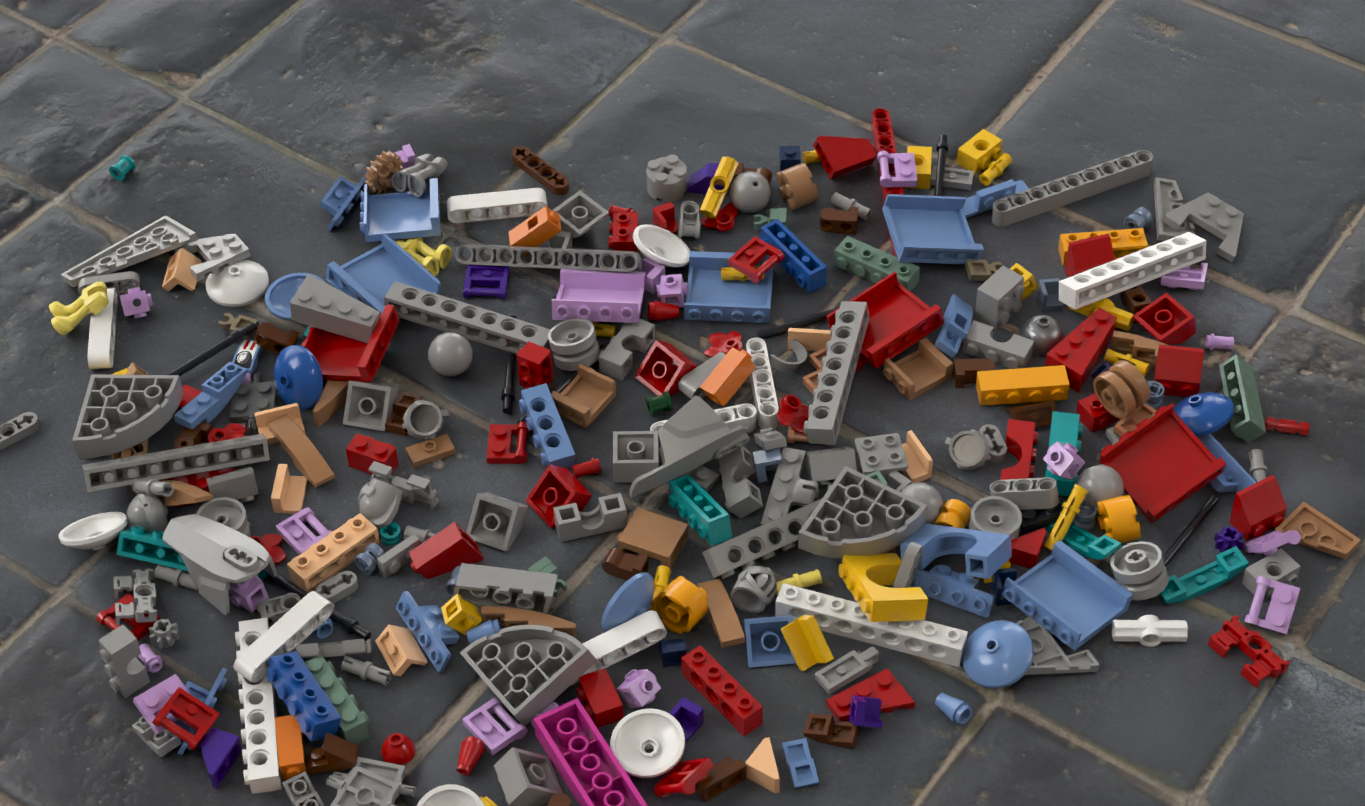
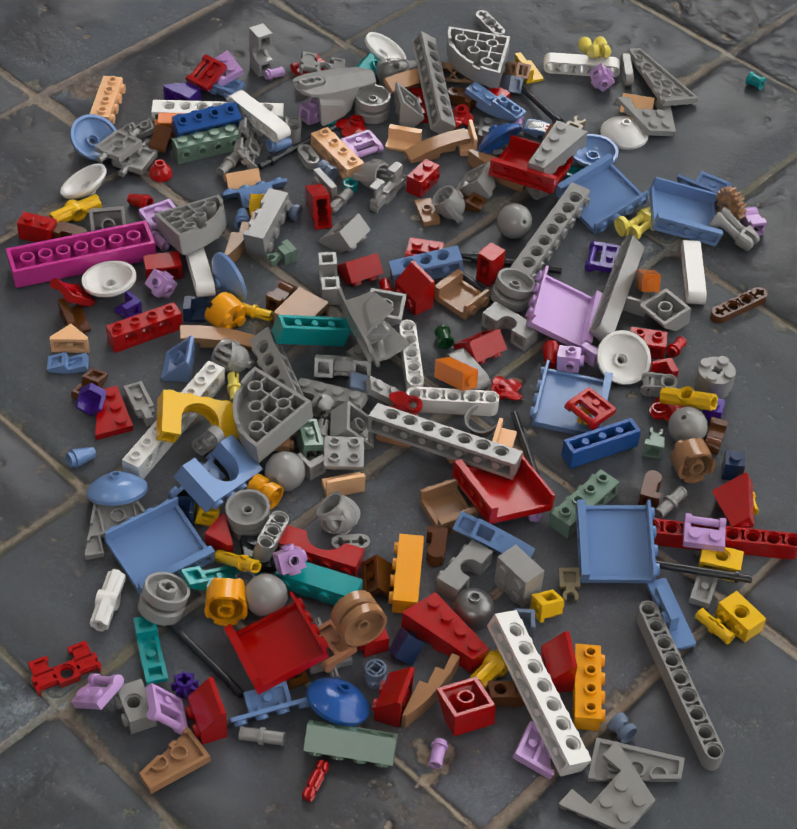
camera: 95 degrees right, 0 degrees up
(164, 633) = (288, 77): light grey gear -> none
(591, 431) = (417, 286): none -> red slope
(806, 642) = (167, 376): yellow panel -> none
(1113, 357) = (427, 667): yellow pin -> none

